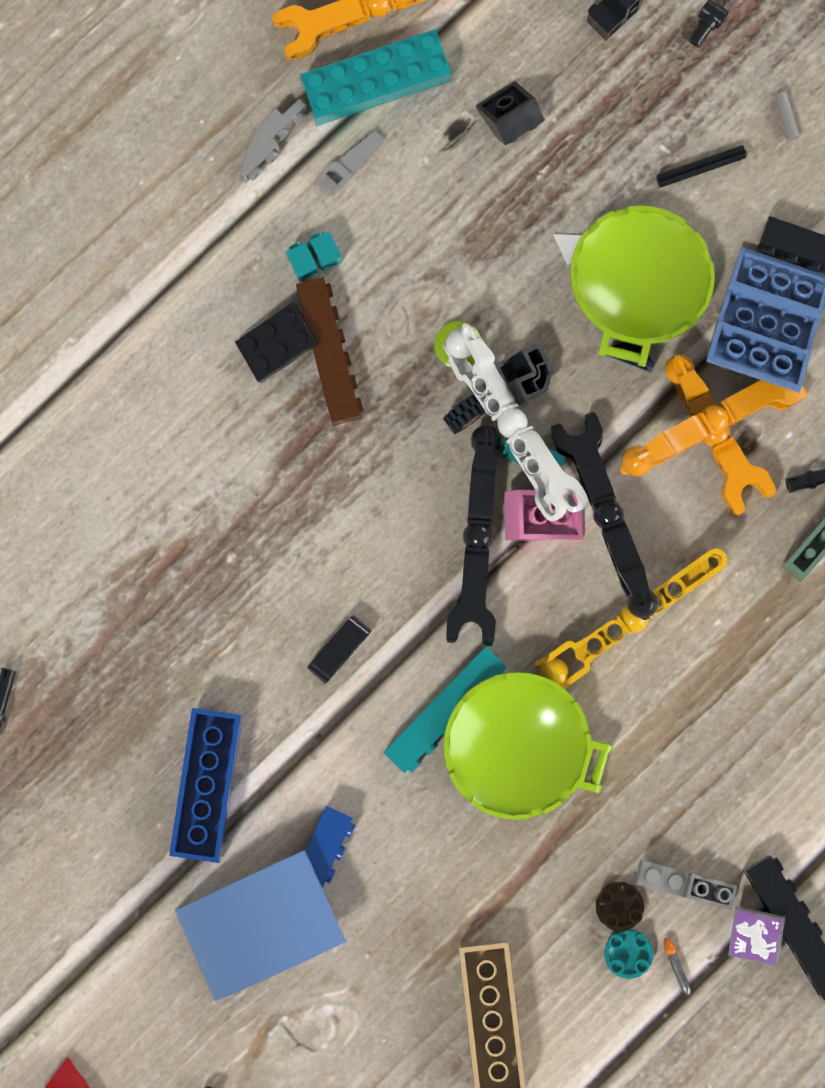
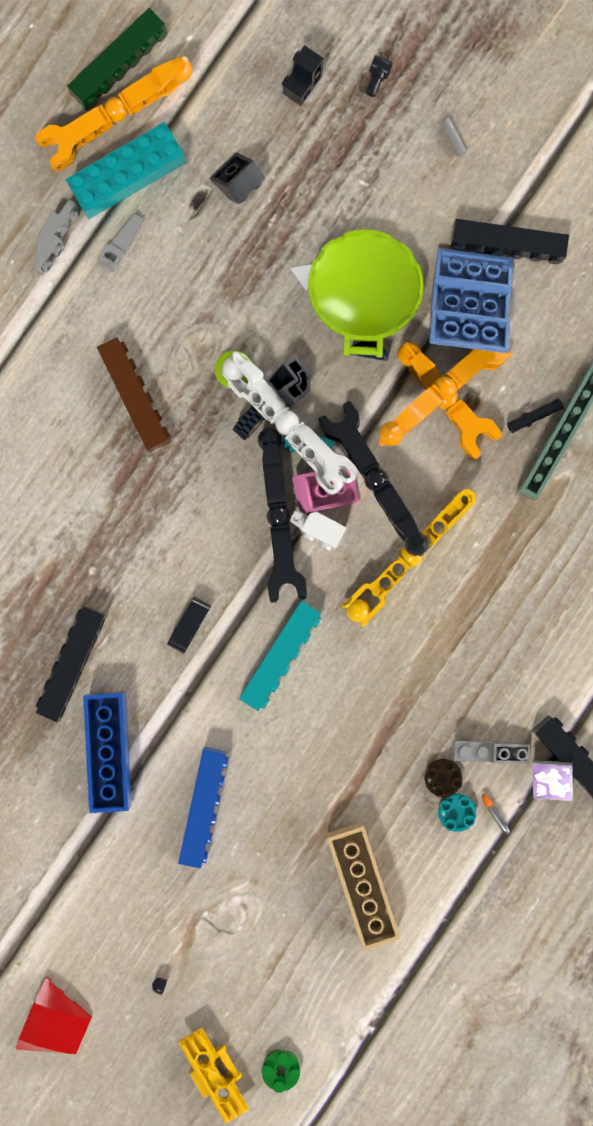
camera: 15 degrees left, 5 degrees up
(183, 667) = (71, 663): none -> black brick
(260, 926) = (172, 851): medium blue slope -> none
(276, 342) = (91, 396): black plate -> none
(324, 250) = (115, 317): teal piece -> none
(520, 746) = (343, 672): lime dish -> none
(525, 561) = (319, 528): none -> white hinge
(701, 166) = (394, 190): black axle -> none

